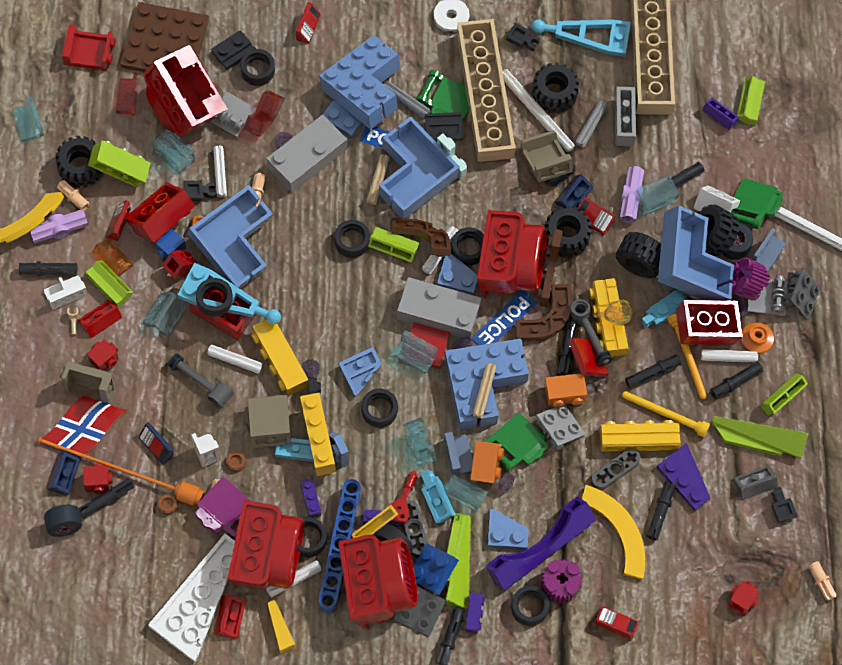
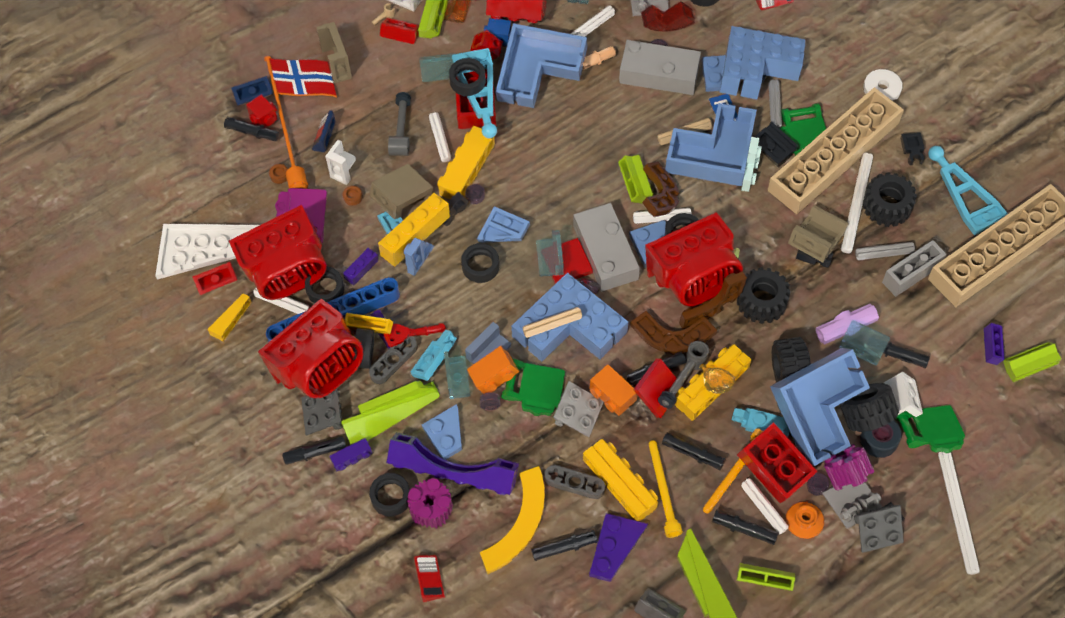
camera: 60 degrees right, 5 degrees down
(62, 520) = (207, 111): black wheel -> none
(103, 355) = (368, 50): red brick -> none
(197, 191) = (561, 18): black plate -> none
(352, 251) = (614, 134): black tyre -> none
(418, 442) = (472, 310): clear light blue brick -> none
(434, 568) = (362, 393): blue plate -> none
(505, 319) = (638, 304): blue sticker -> none
(574, 192) = (807, 281): dark blue slope -> none
(599, 217) = (800, 309): slope -> none
(769, 250) = (896, 471): sand blue panel -> none

